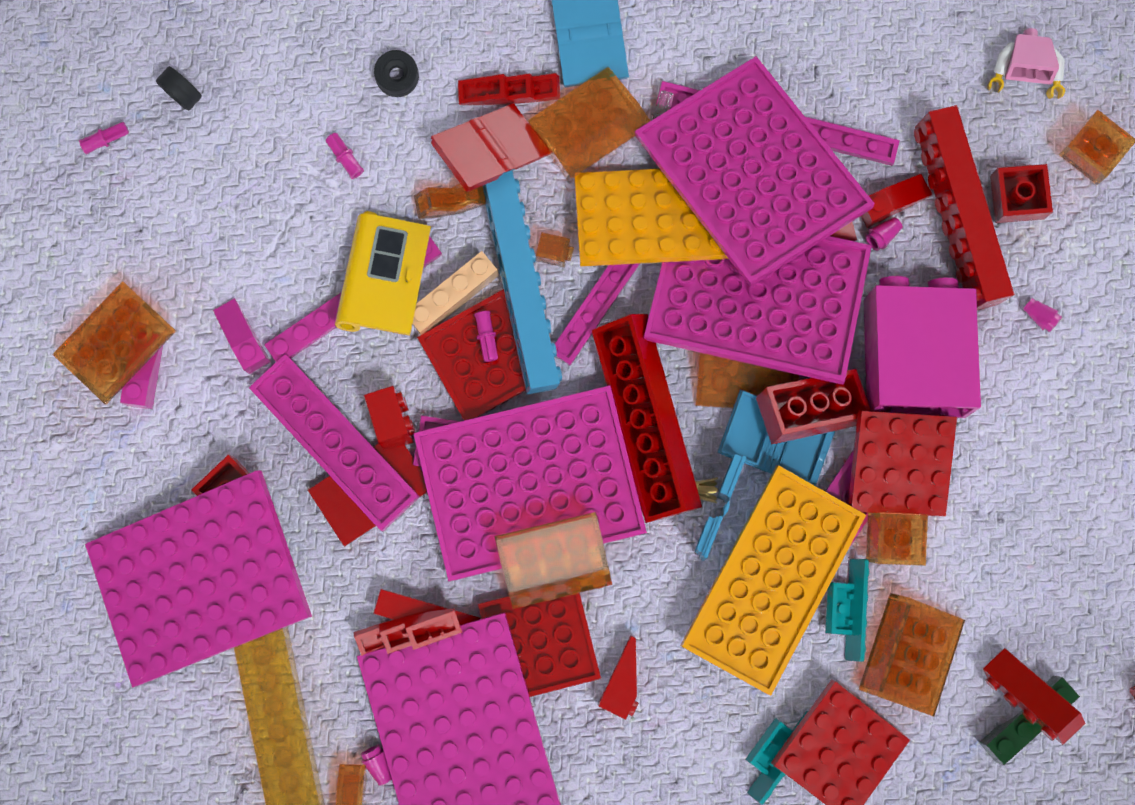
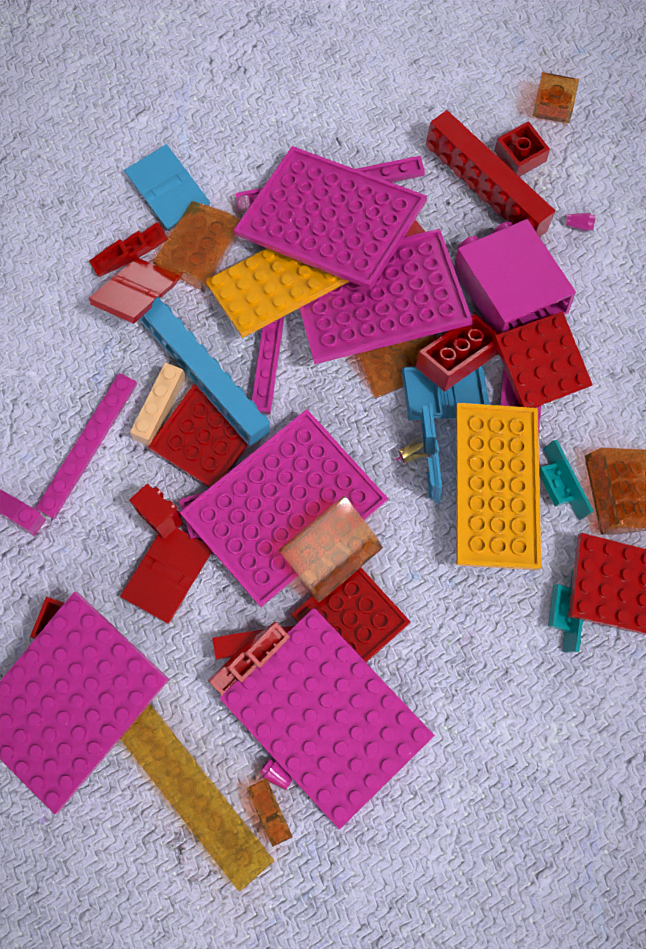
camera: 25 degrees left, 10 degrees down
(334, 442) = (123, 550): dark pink plate -> none
(344, 155) = (31, 349): dark pink axle -> none
(379, 262) = (95, 413): yellow door -> none
(389, 61) = (37, 266): black tyre -> none
(447, 201) = (121, 345): clear orange brick -> none
(486, 336) = (198, 419): dark pink axle -> none
(554, 250) = (217, 339): clear orange brick -> none
(622, 686) = (429, 619): red slope -> none
(647, 419) = (346, 419): red brick -> none
(883, 234) = (443, 220): dark pink cone -> none
(896, 199) = (438, 196): red slope -> none
(897, 538) = (567, 414): clear orange brick -> none
(1031, 60) = (480, 64): bright pink torso -> none

